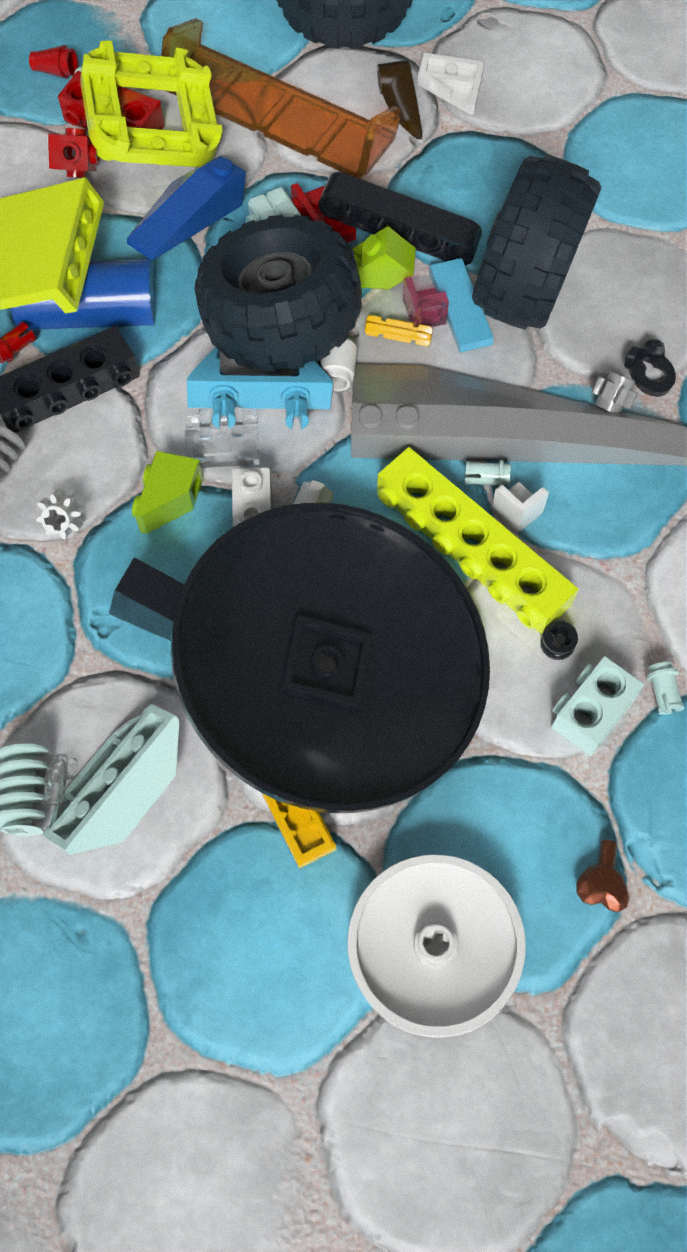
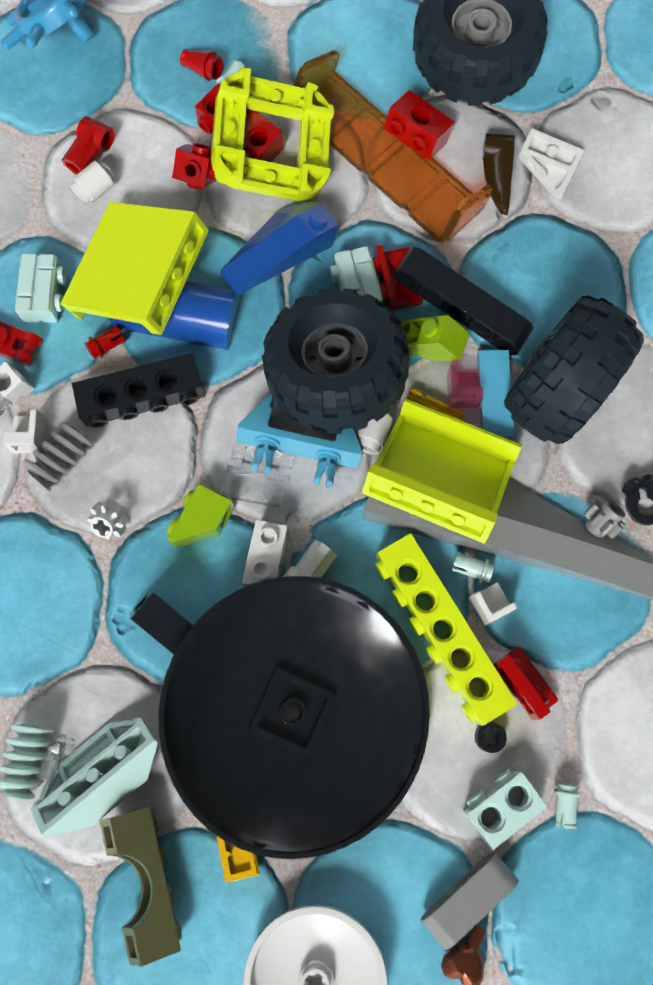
camera: 15 degrees right, 10 degrees up
(175, 844) = (152, 929): none -> olive arch
(304, 71) = (418, 125): none -> red brick
(426, 375) = (443, 470): none -> neon yellow panel
(587, 813) = (469, 900): none -> light grey beam
(593, 581) = (526, 683): none -> red bracket

